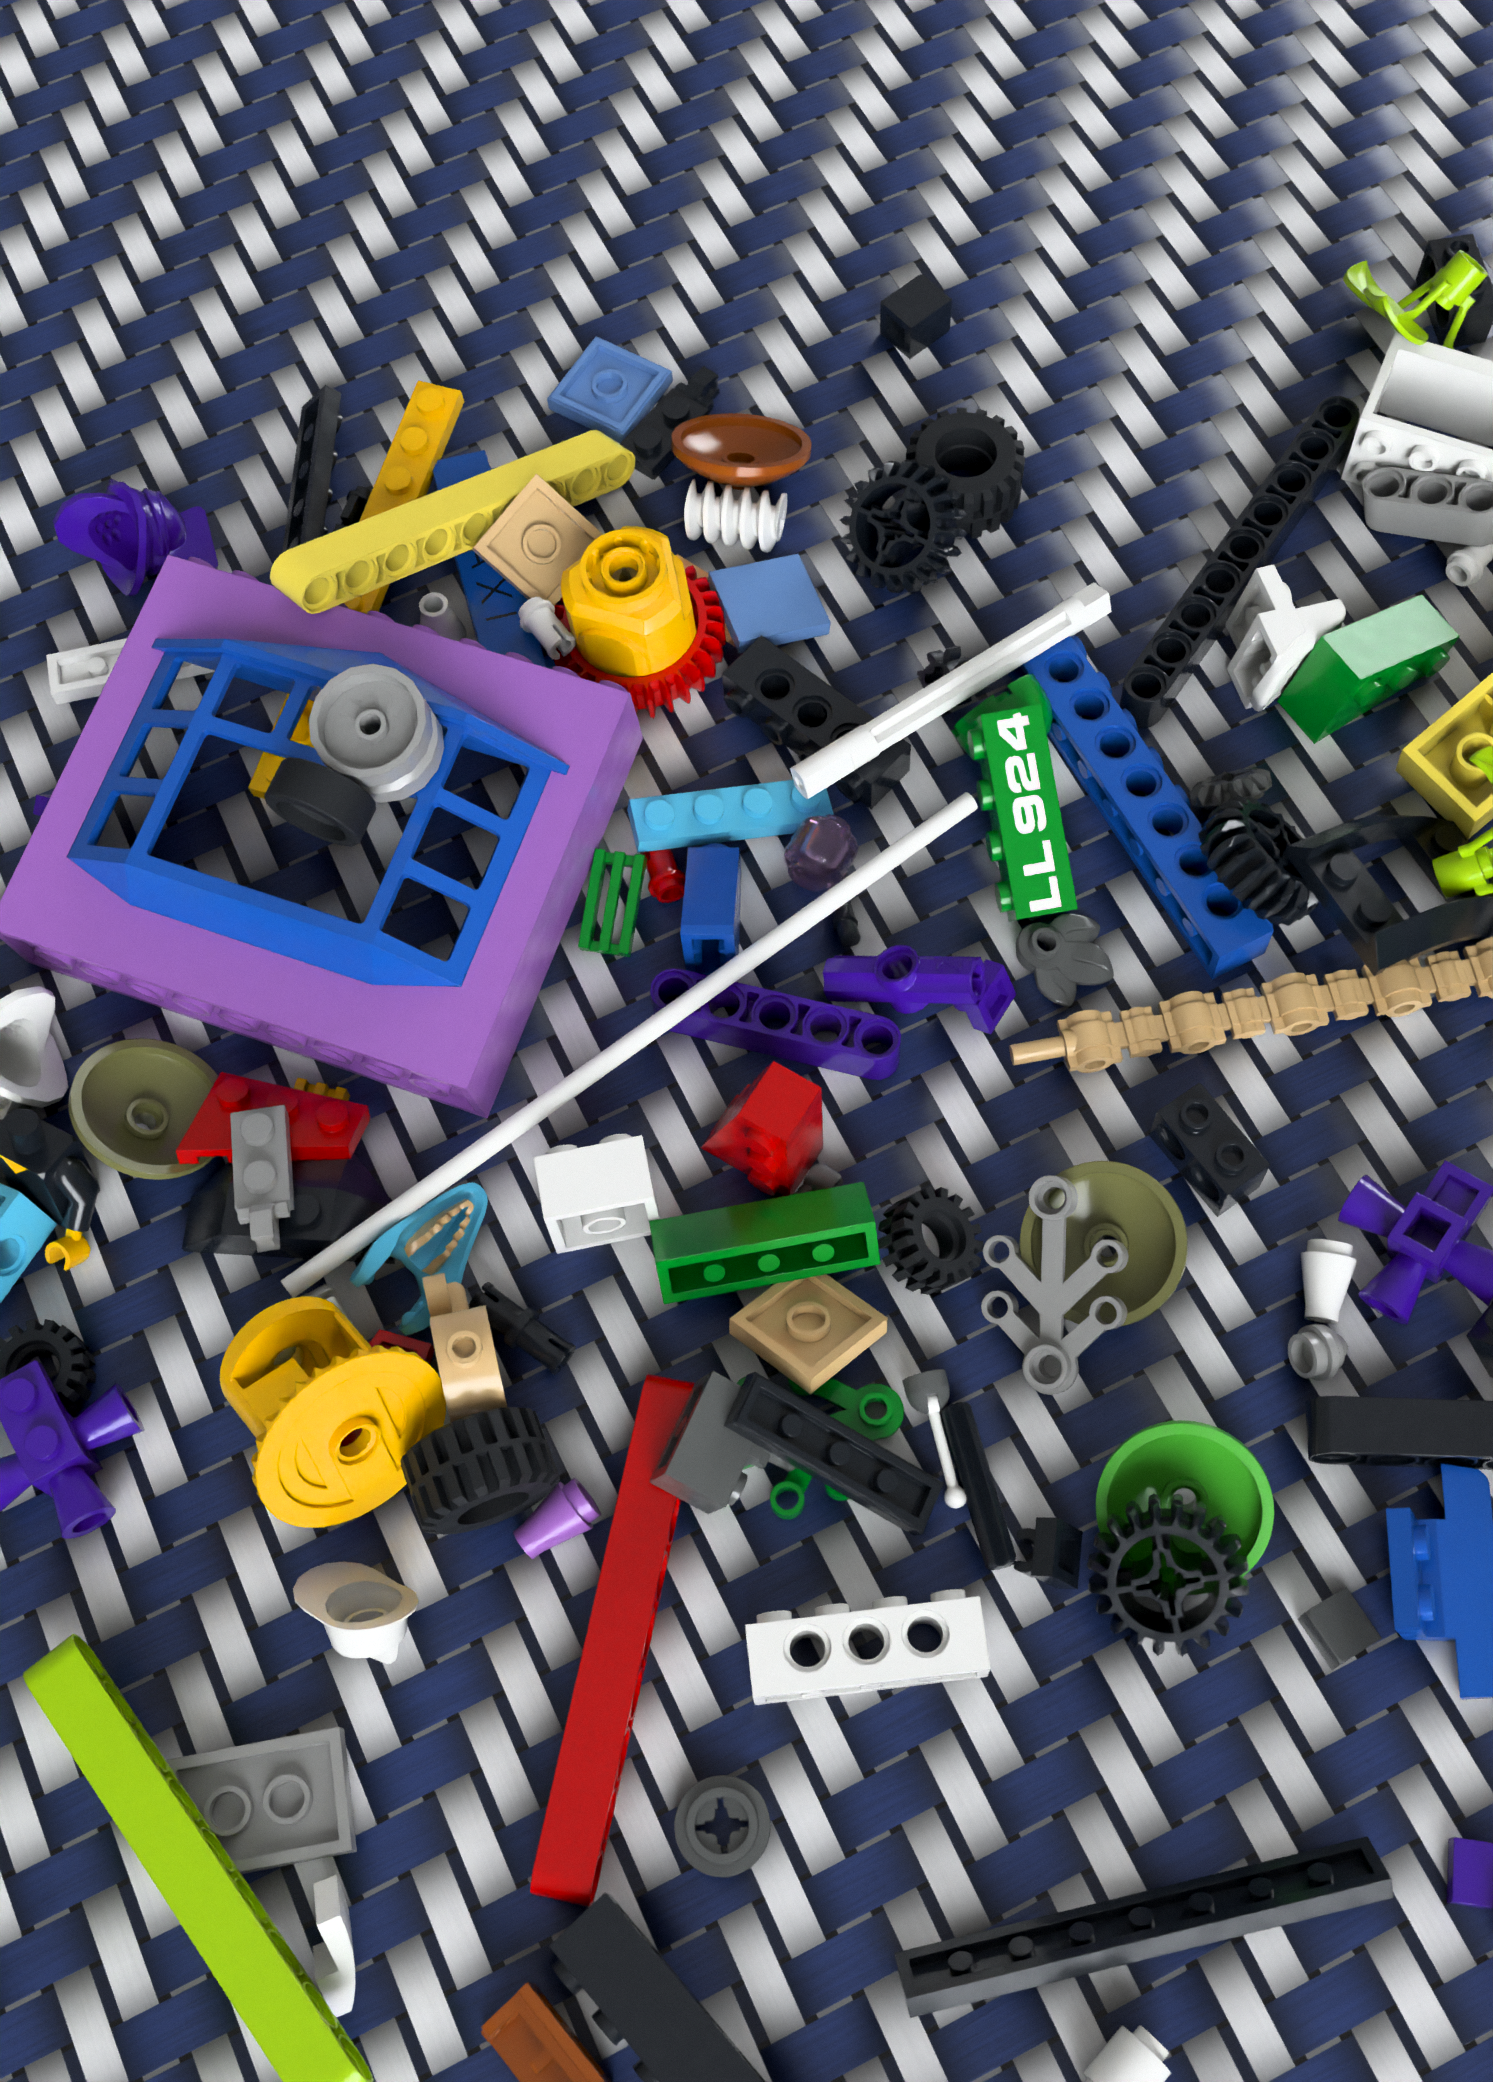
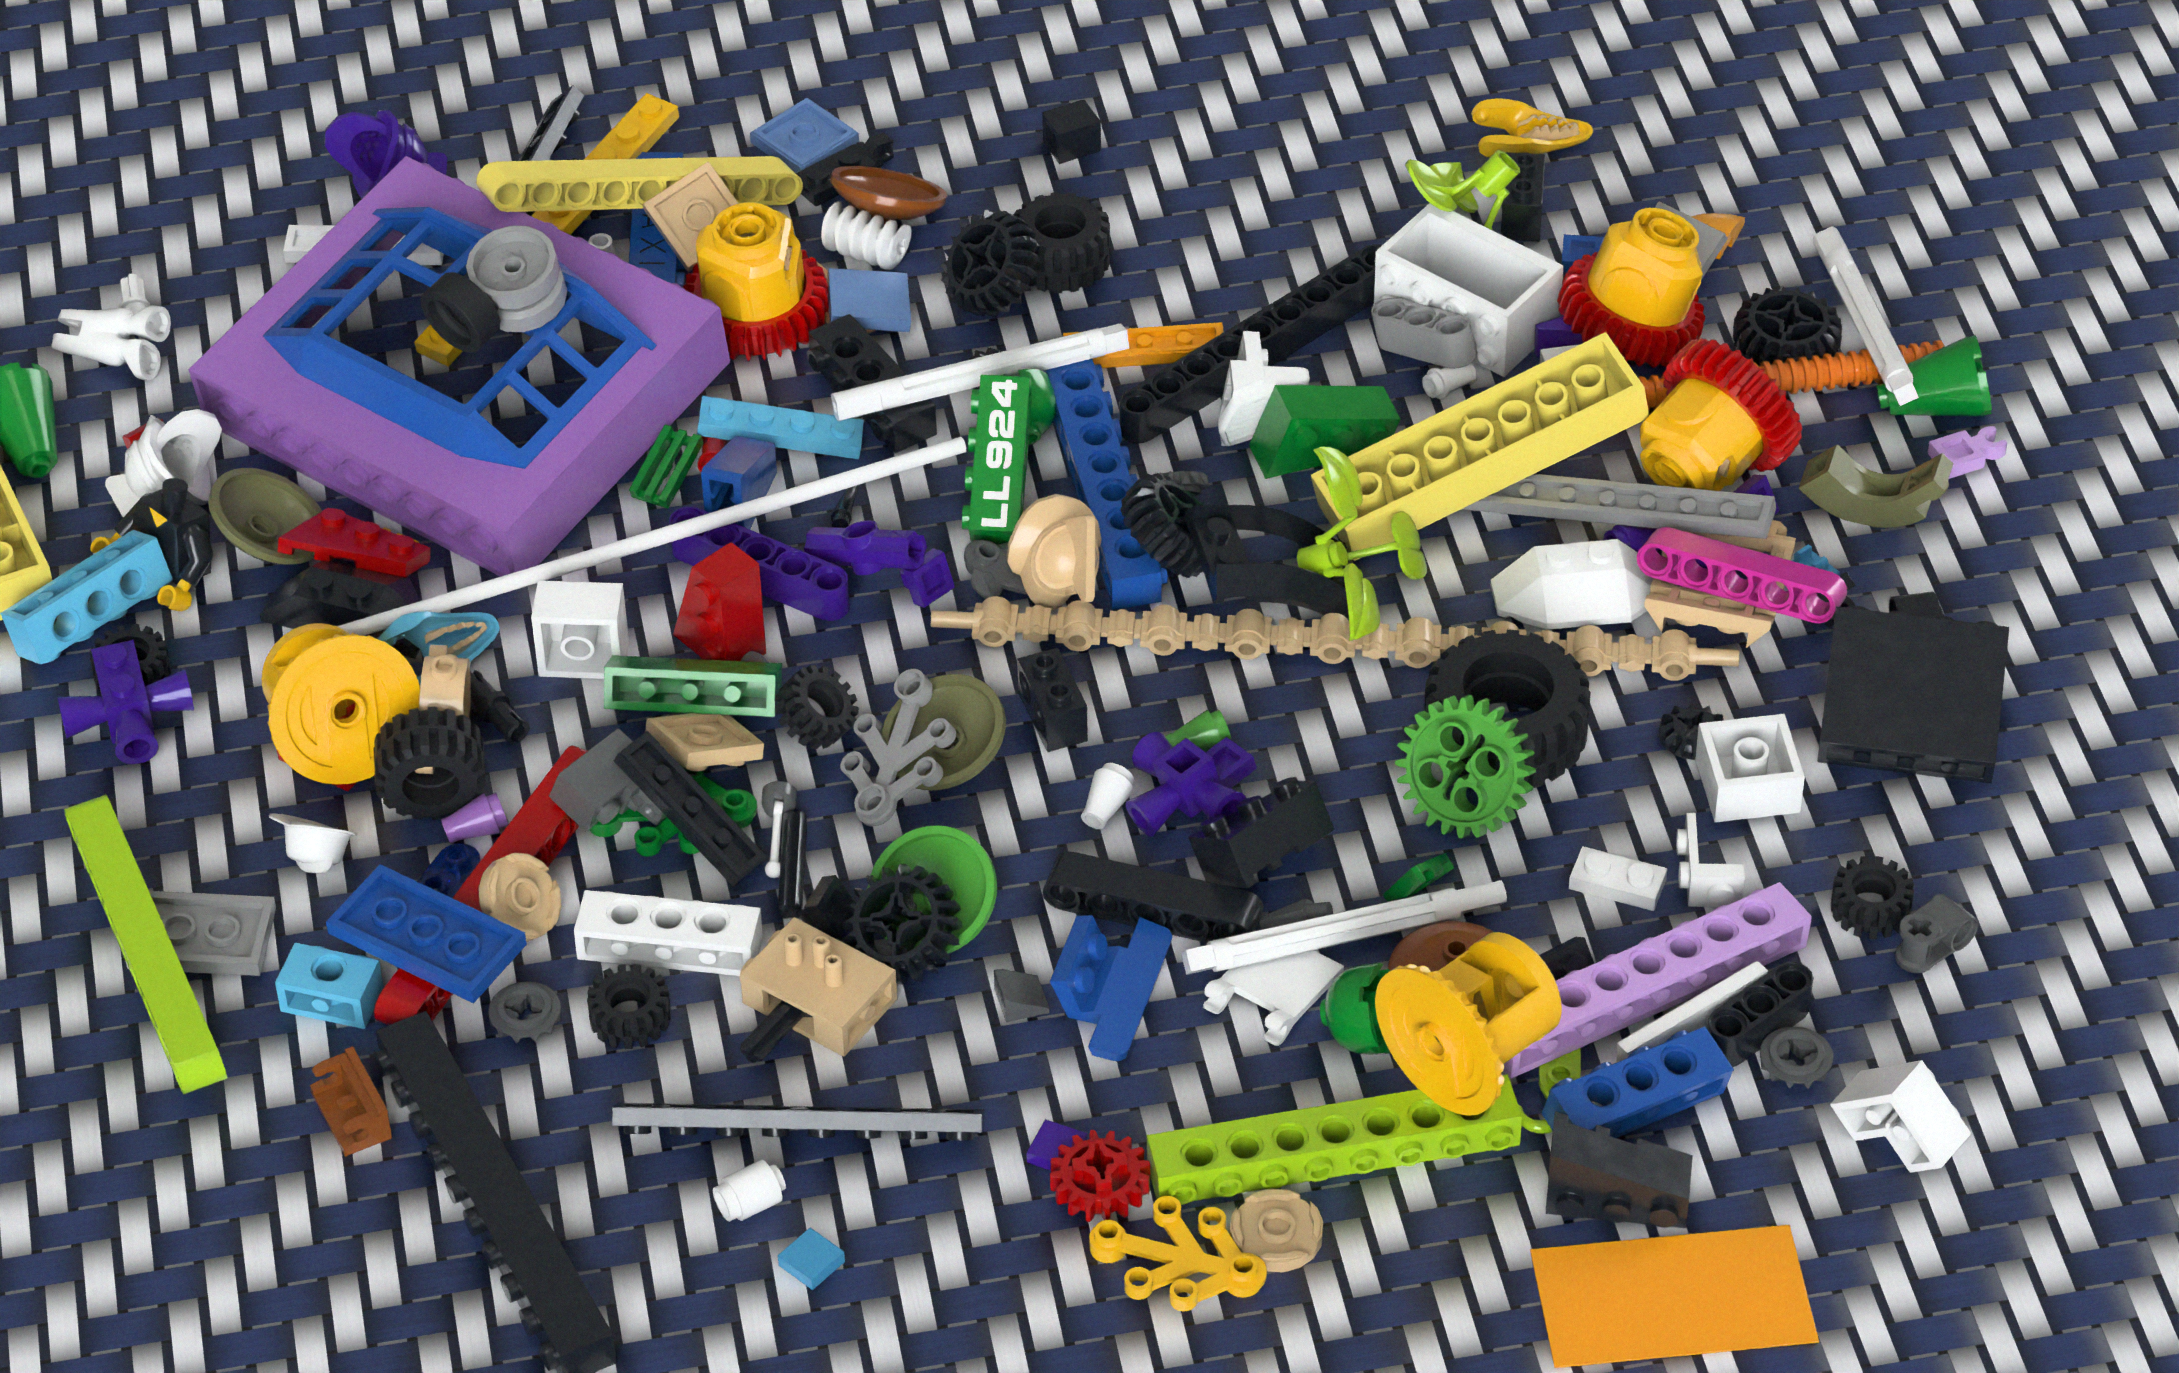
camera: 10 degrees right, 20 degrees down
(262, 1172) = (338, 557): light grey hinge -> none
(335, 1956) = (225, 1030): white slope -> none
(419, 1861) = (329, 985): none -> medium azure brick
(539, 618) = (679, 266): white pin -> none
(550, 1621) = (450, 868): none -> clear blue plate
(567, 1768) = (426, 933): none -> blue plate
(661, 1653) = (521, 894): none -> tan tile
(820, 852) = (837, 456): clear purple head -> none
(893, 1777) = (631, 1025): none -> black tyre
(1083, 1697) = (814, 988): none -> tan piece
(1128, 581) = (1159, 344): none -> light orange tile
(1154, 940) = (1056, 550): none -> tan helmet
(1317, 1352) = (1080, 834): light grey plate -> none
(1402, 1154) = (1203, 731): none -> bright green cone
(1421, 197) = (1528, 128): none -> yellow animal

